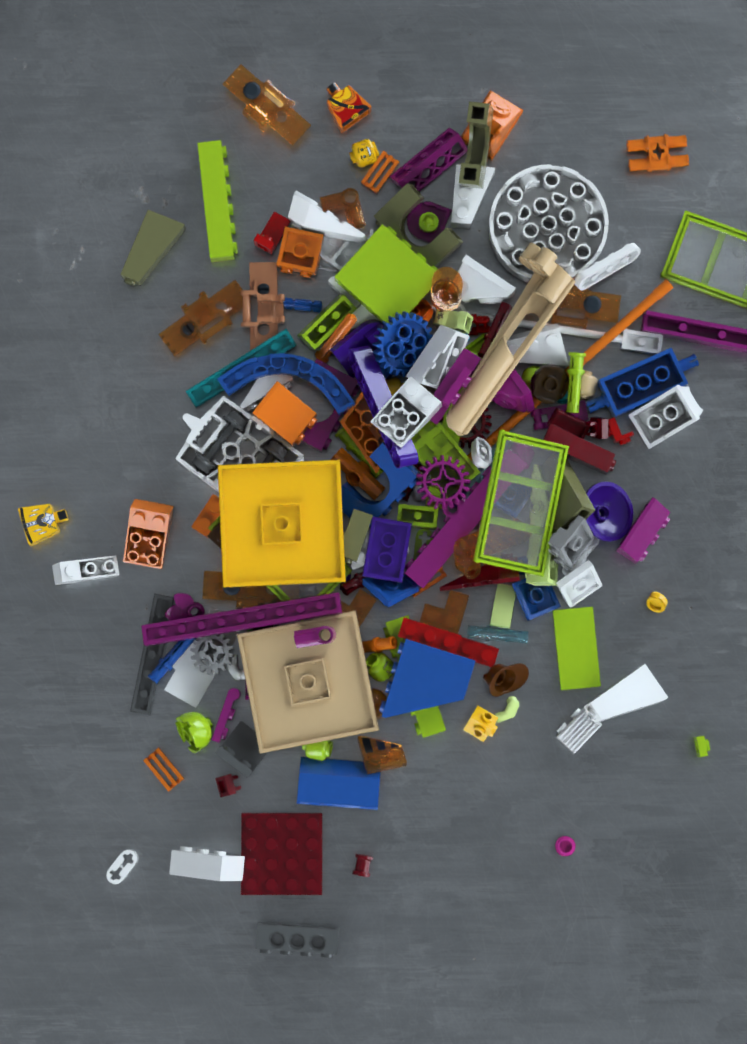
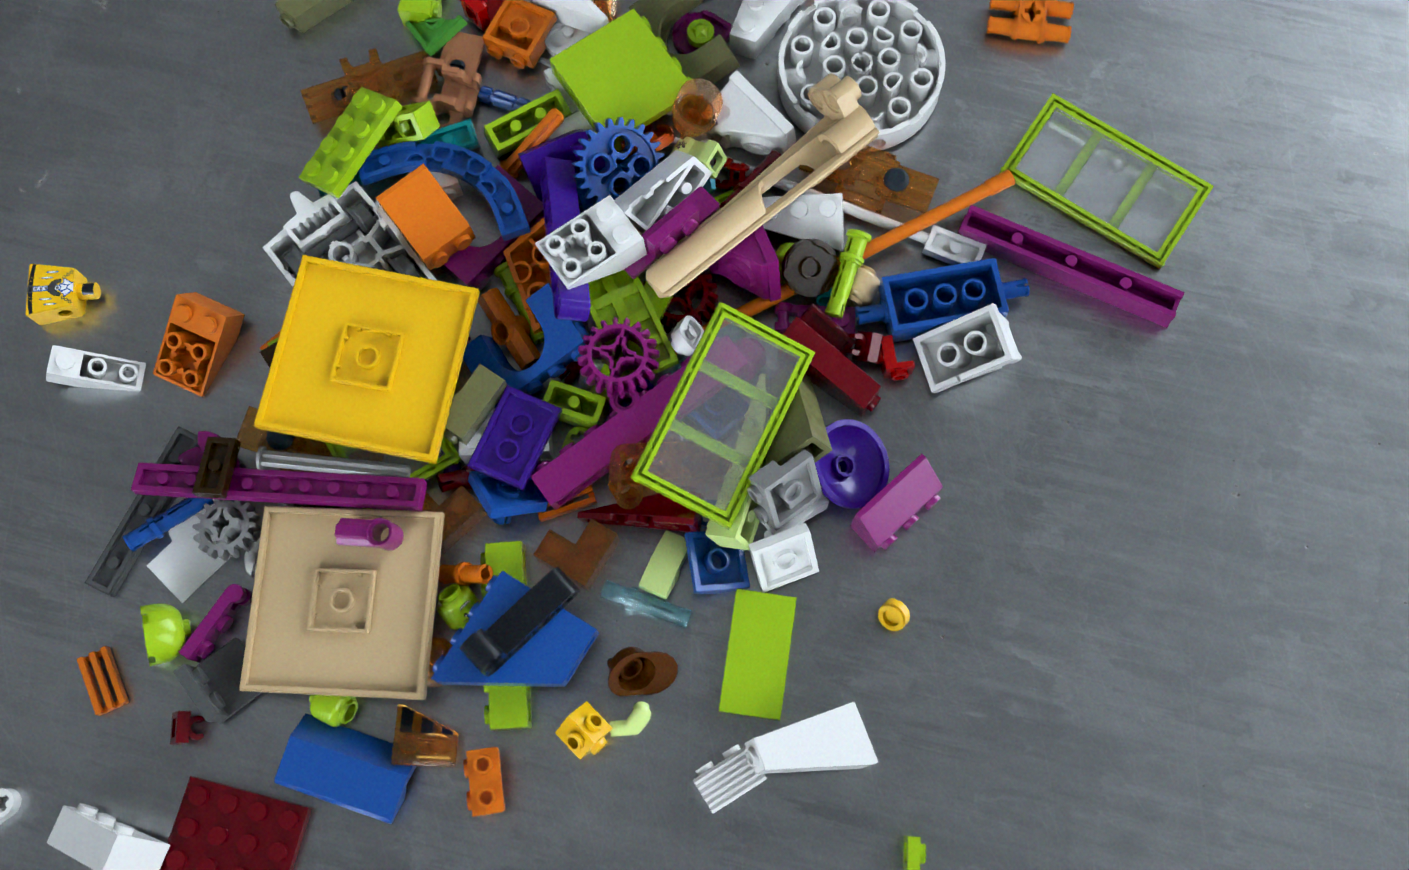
camera: 15 degrees right, 10 degrees down
(199, 617) = (216, 467): none -> dark brown plate
(212, 369) = (350, 142): none -> lime plate
(239, 267) = (435, 32): none -> bright green tile
(242, 344) = (411, 124): none -> lime brick
(273, 597) = (328, 464): none -> light grey axle
(429, 768) = (485, 781): none -> orange bracket
(430, 667) = (520, 623): none -> black beam
(448, 642) = (609, 621): red bracket -> none
(607, 266) = (928, 137): white plate -> none

